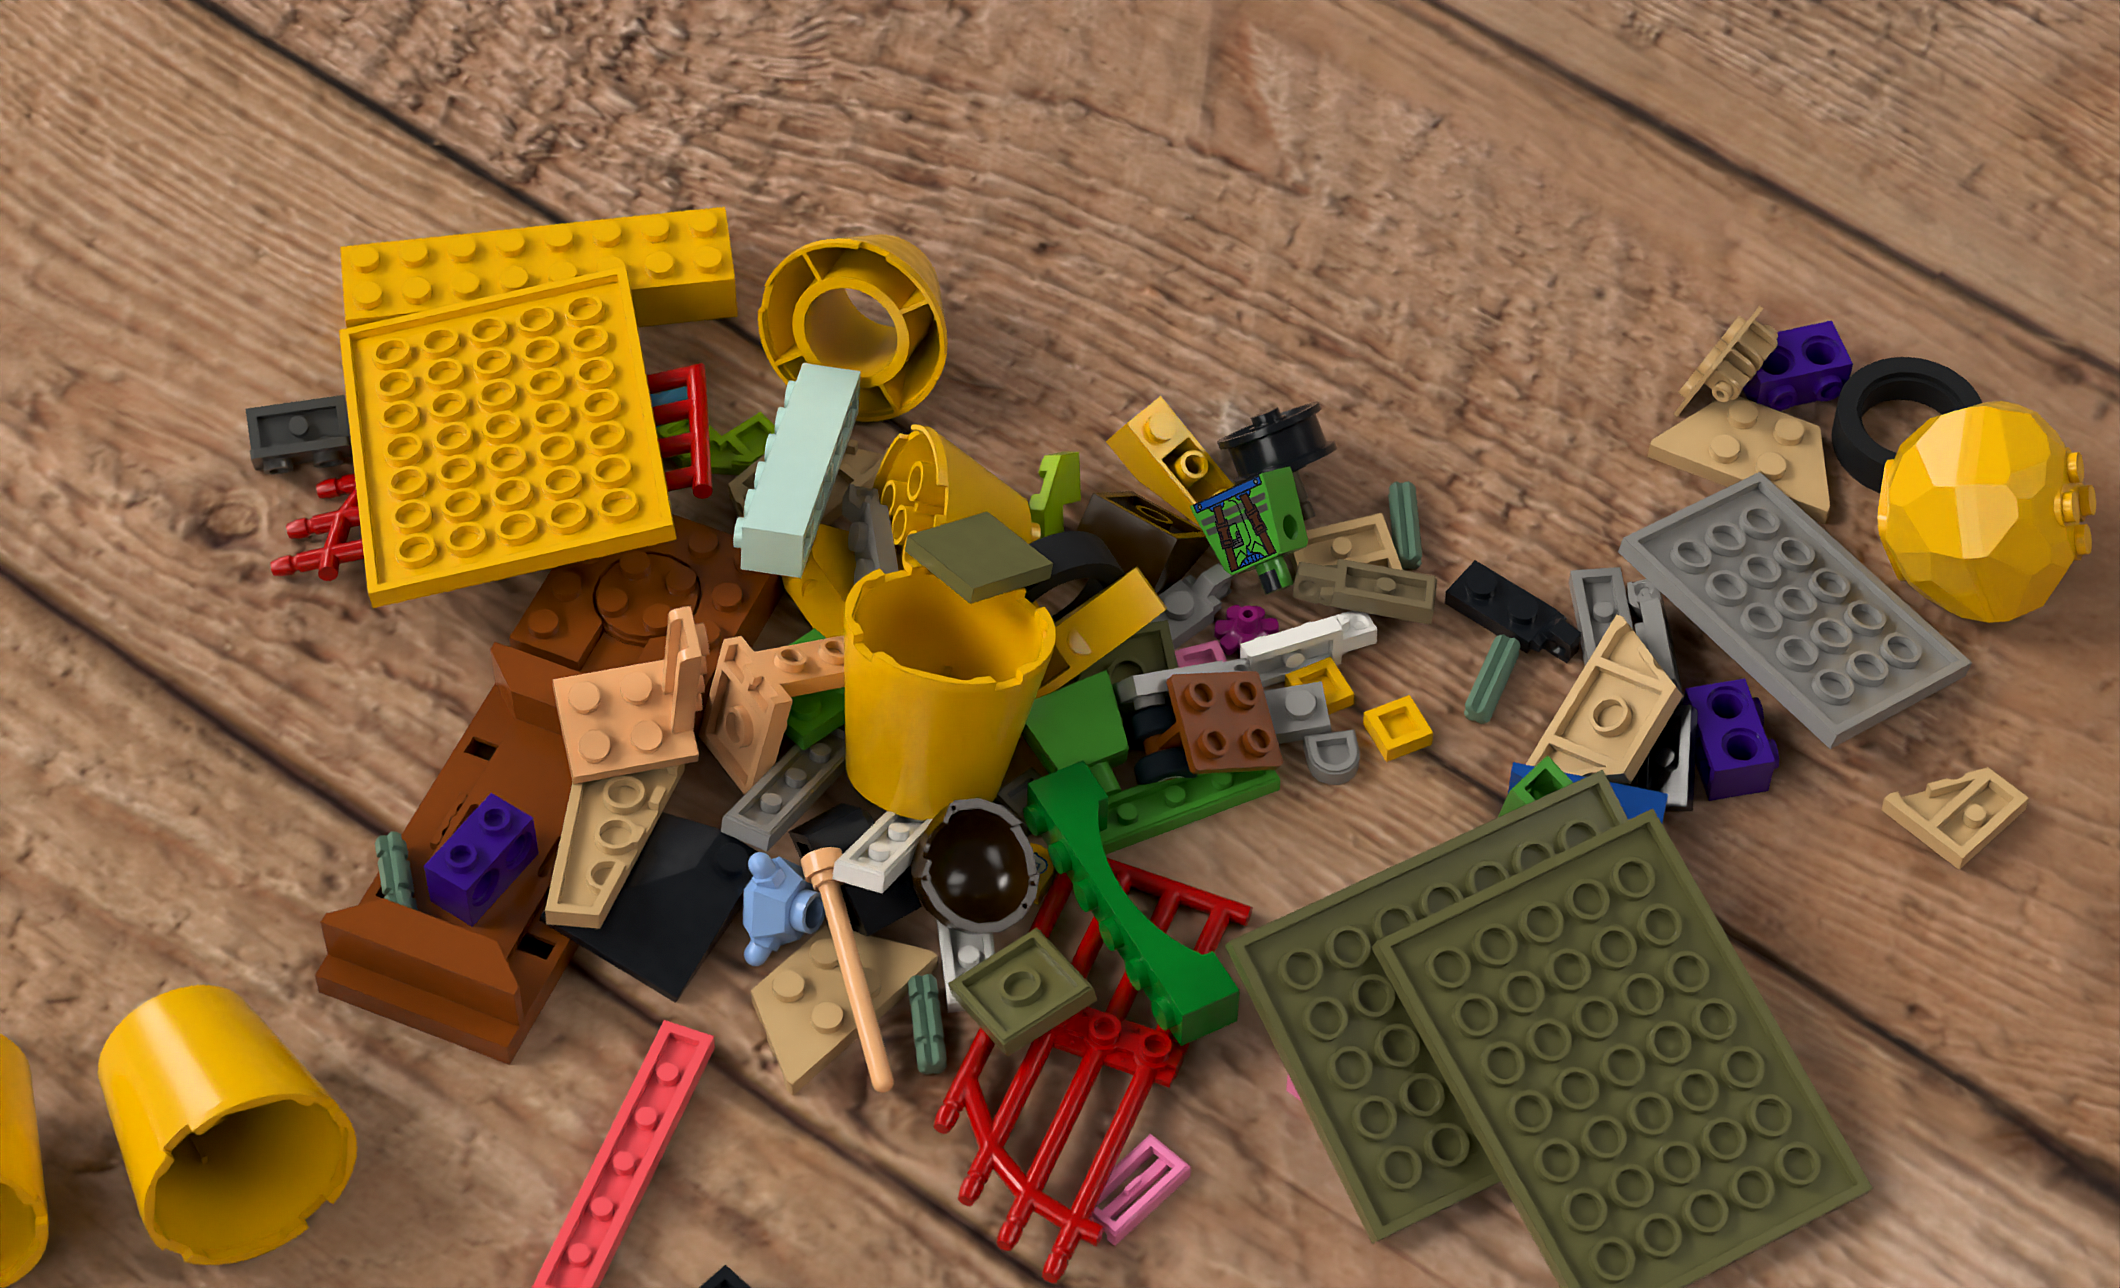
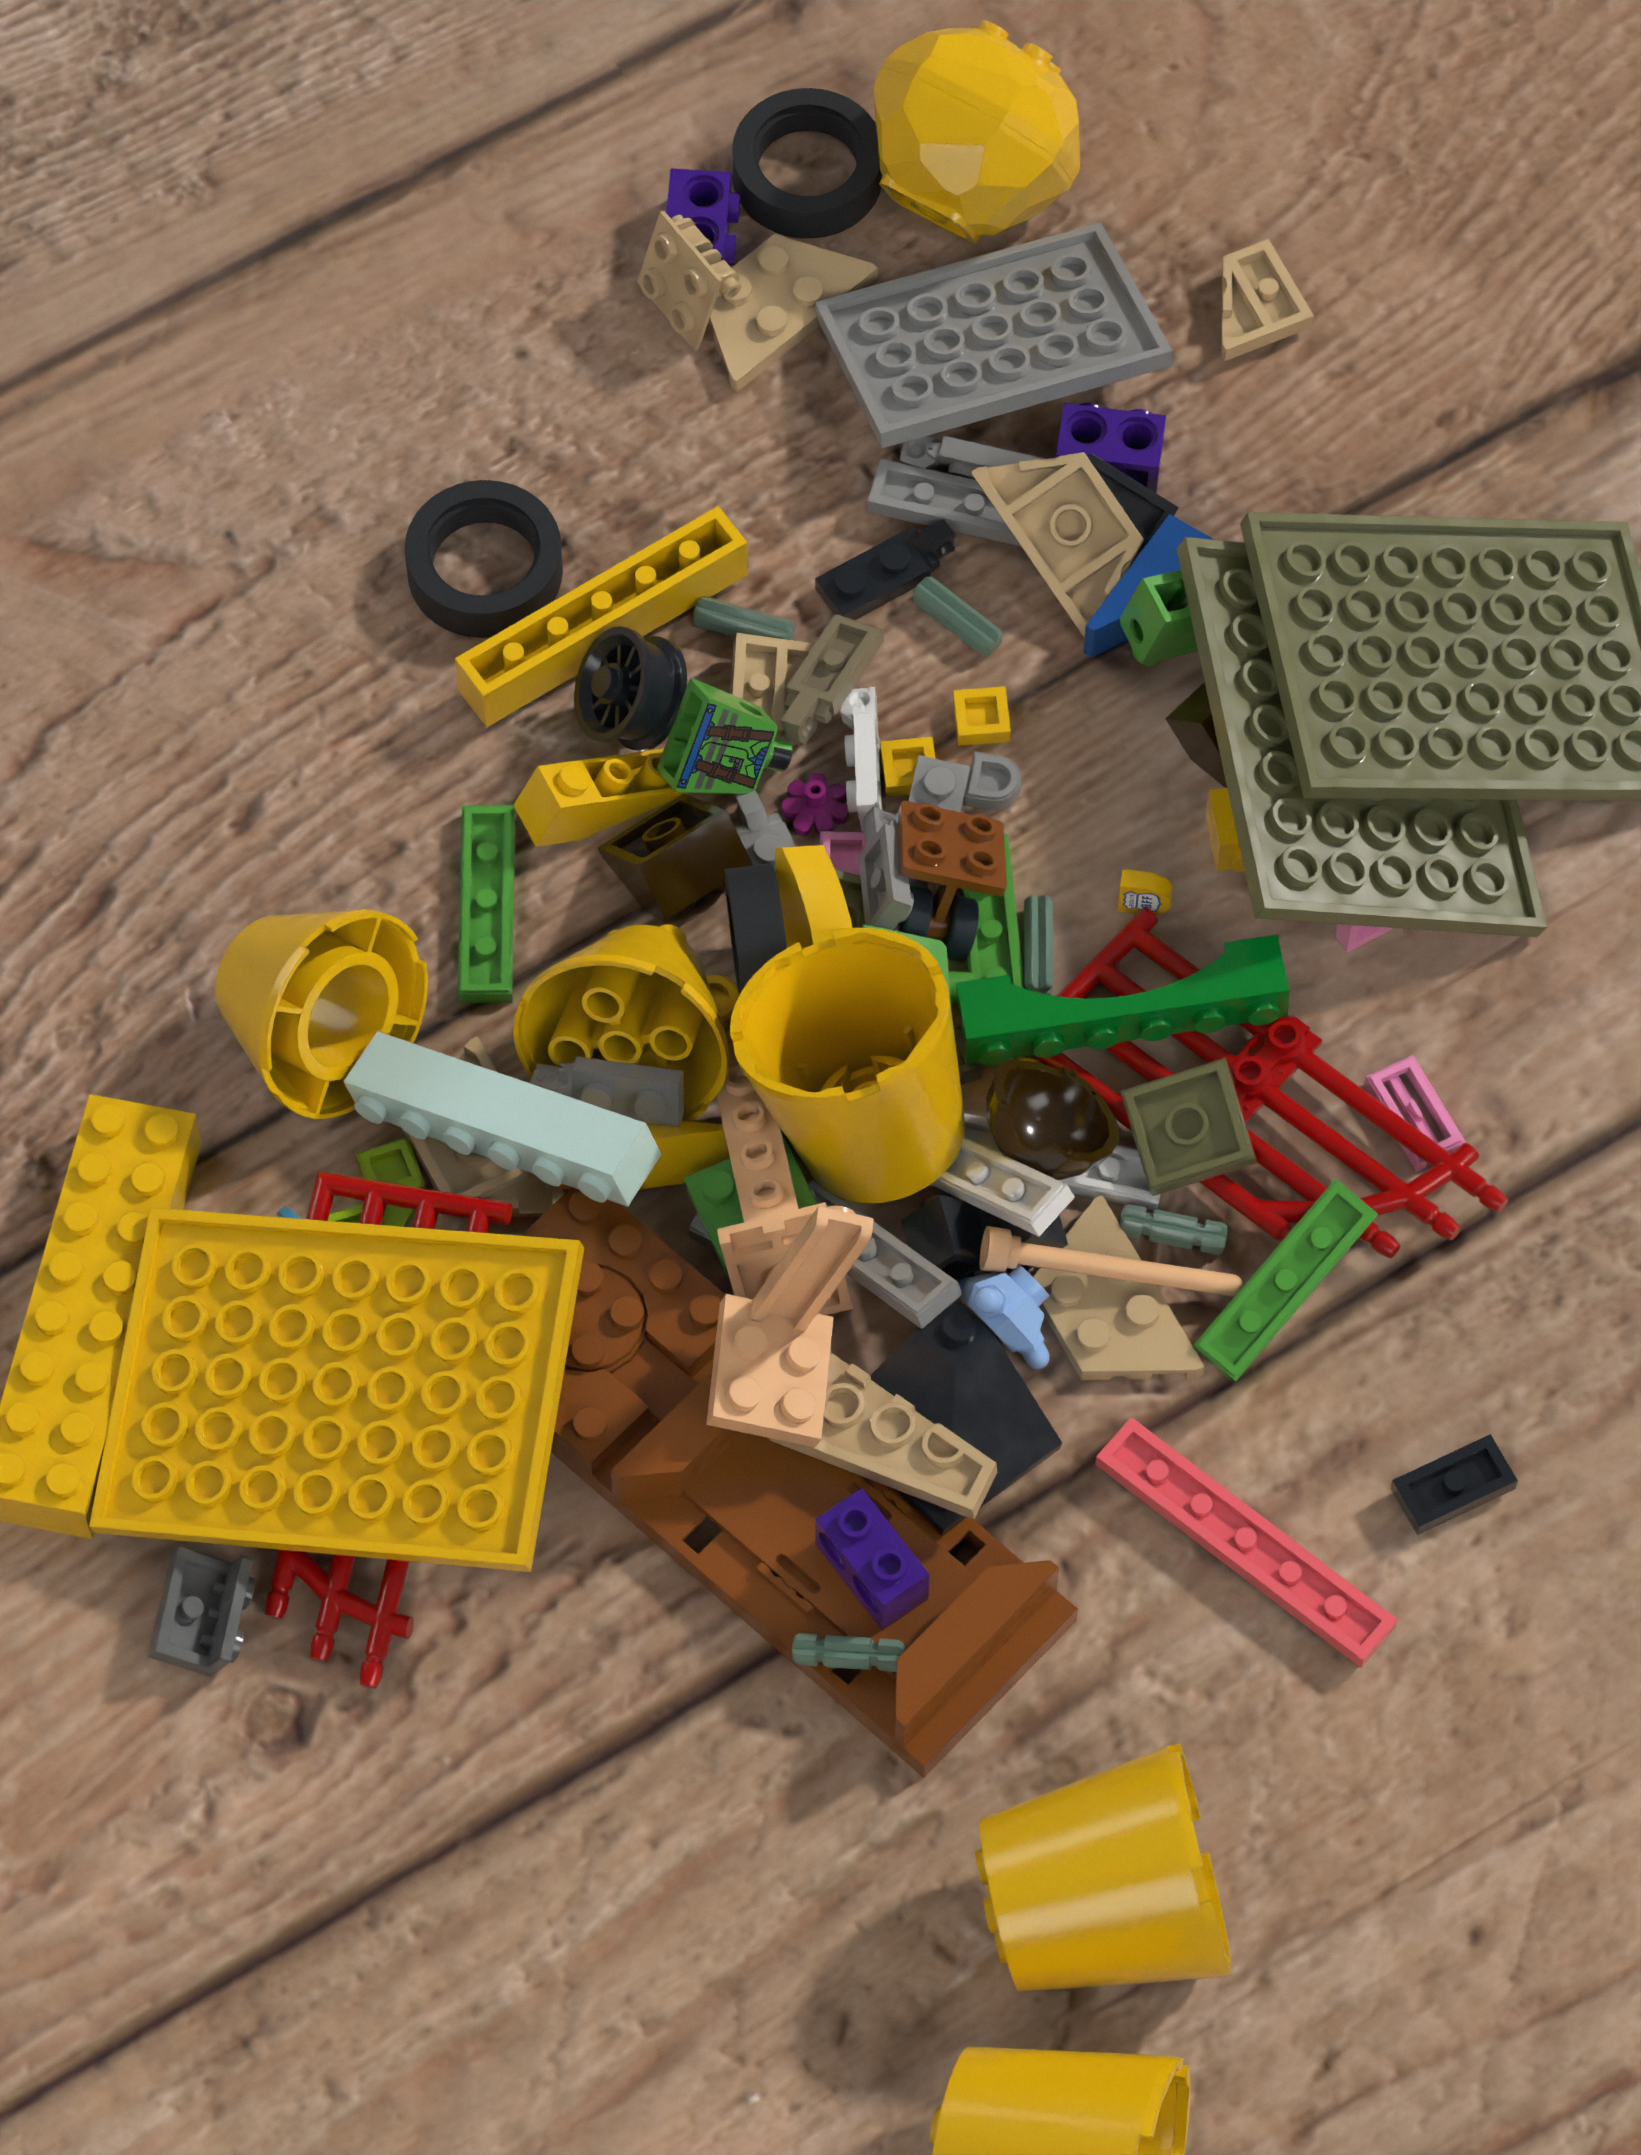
camera: 70 degrees left, 10 degrees up
(898, 1117) = (1285, 1280): none -> bright green tile
(978, 557) = (750, 968): olive tile -> none
(1046, 428) = (486, 904): none -> bright green tile
(1059, 487) = (587, 903): lime tile -> none
(1176, 837) = (1038, 944): none -> sand green axle
(1263, 894) = (1145, 890): none -> yellow tile
(1354, 413) = (633, 594): none -> yellow brick
(1373, 368) = (482, 503): none -> black tyre

